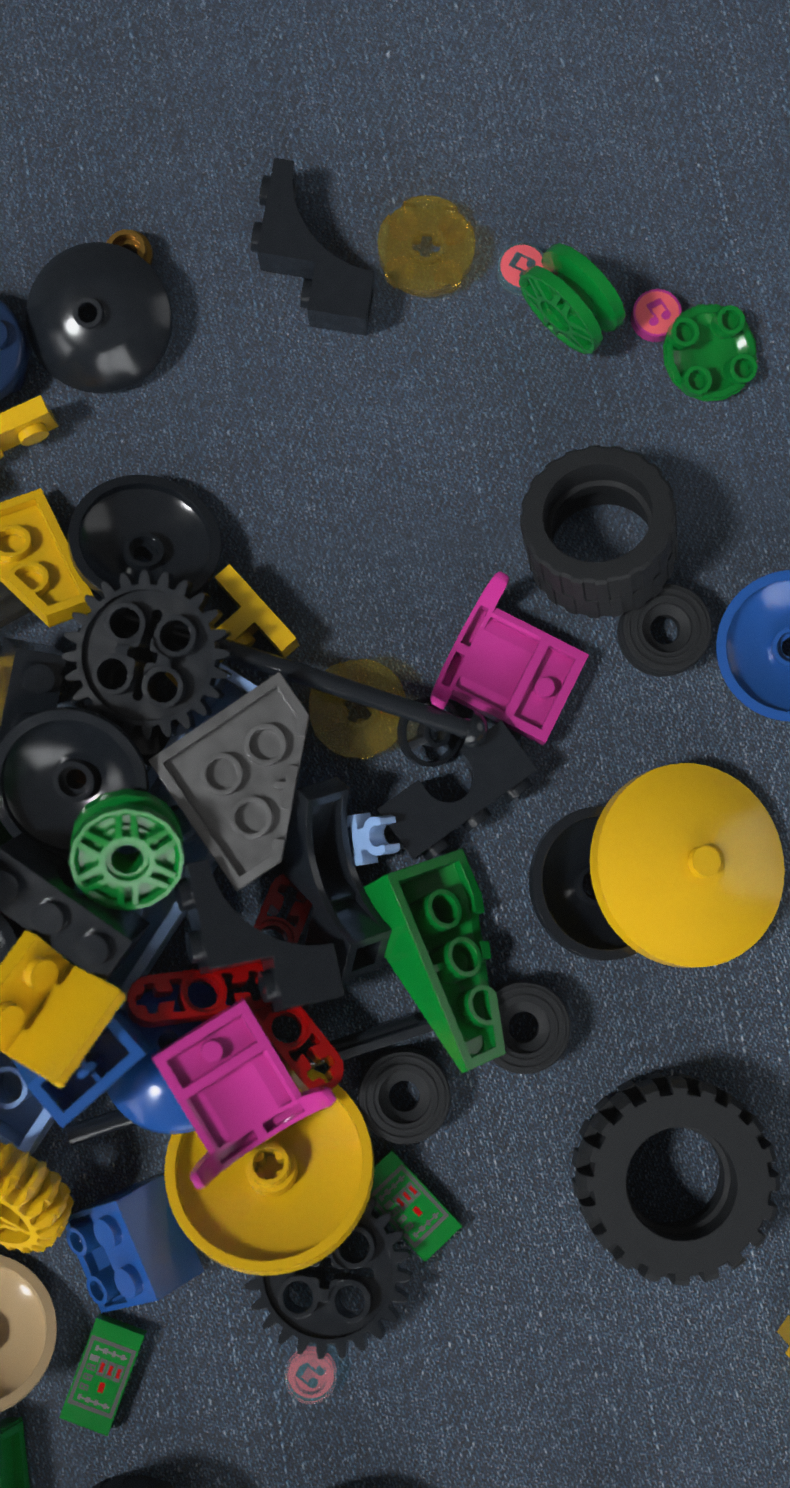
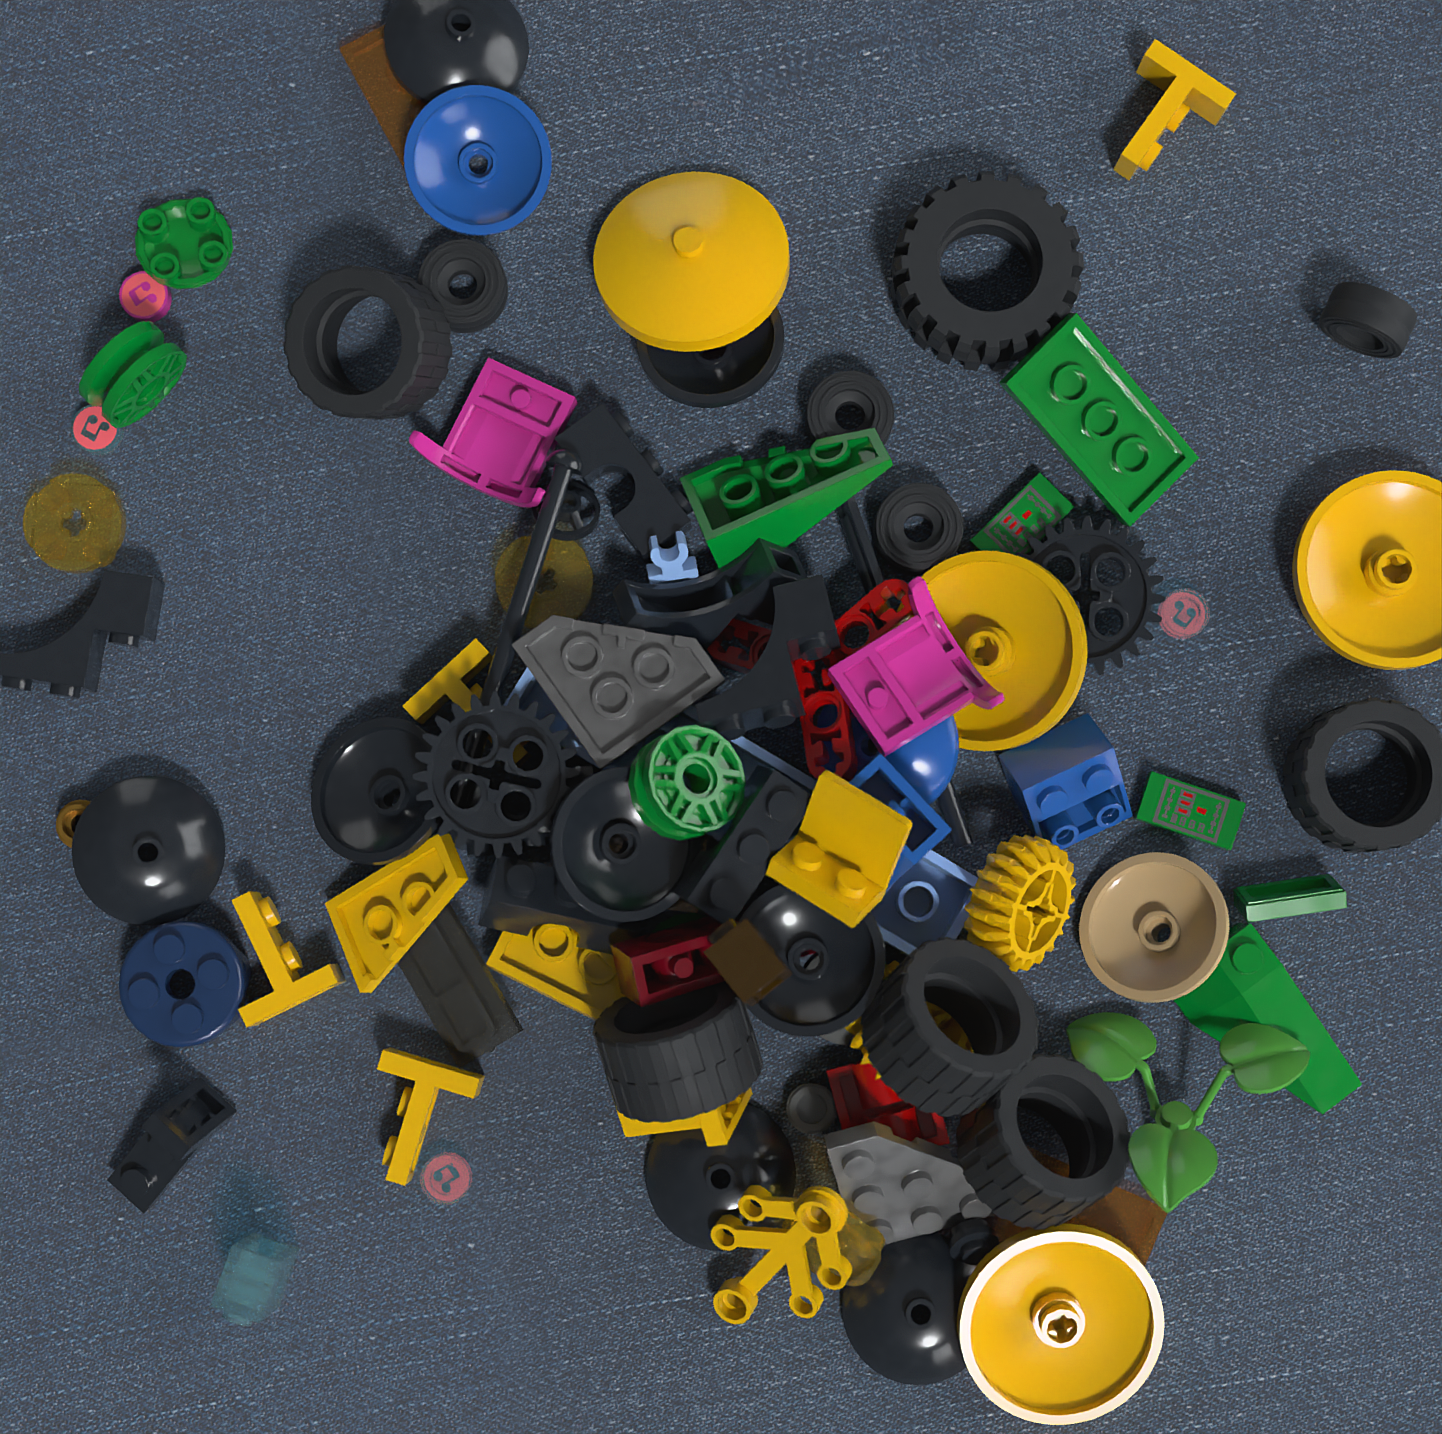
camera: 85 degrees left, 0 degrees up
(513, 1294) = (1099, 419): none -> green plate

